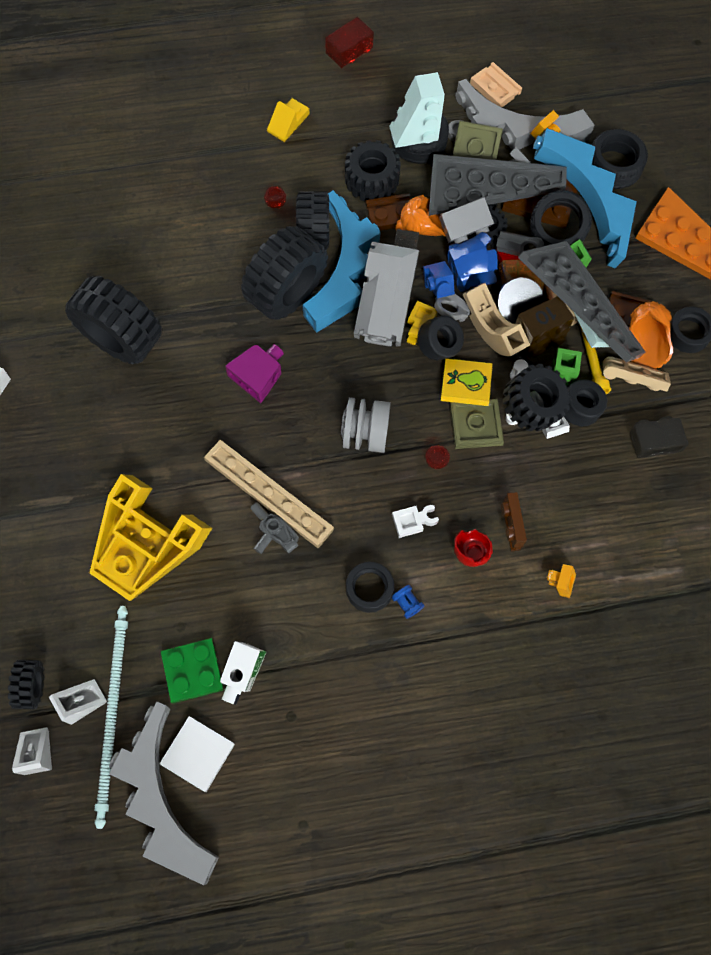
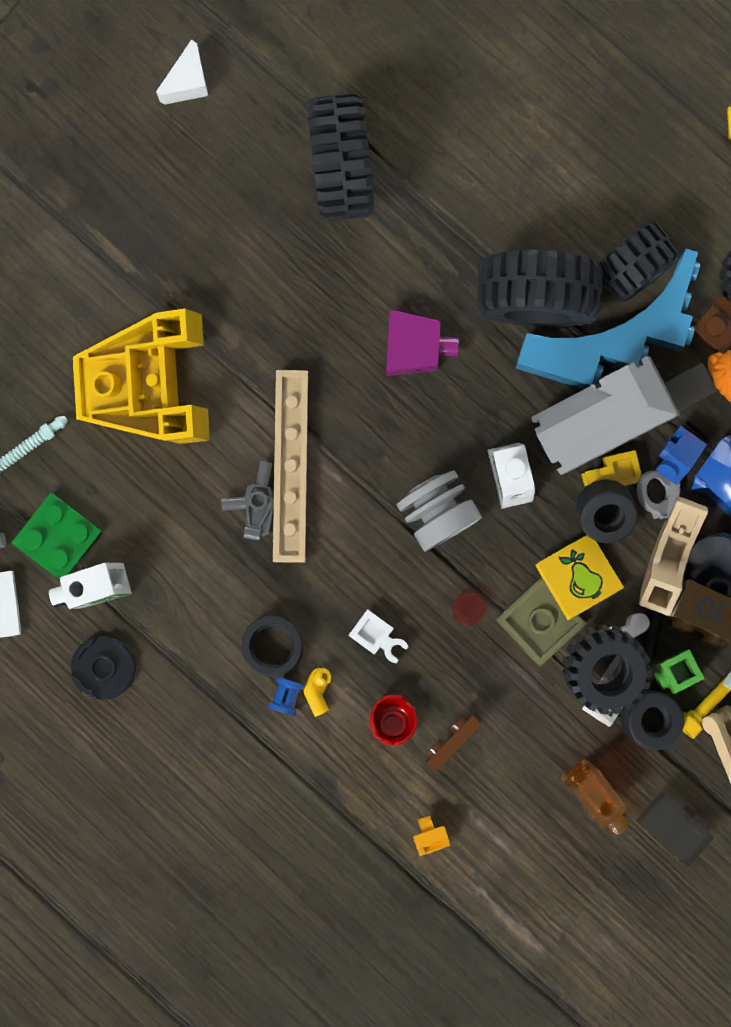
camera: 55 degrees right, 15 degrees up
(275, 197) = (643, 191): clear red plate -> none
(299, 706) = (102, 668): none -> black tile
(378, 372) = (512, 474): none -> white torso
(416, 581) = (315, 688): none -> yellow arm
(607, 464) = (596, 796): none -> clear orange torso

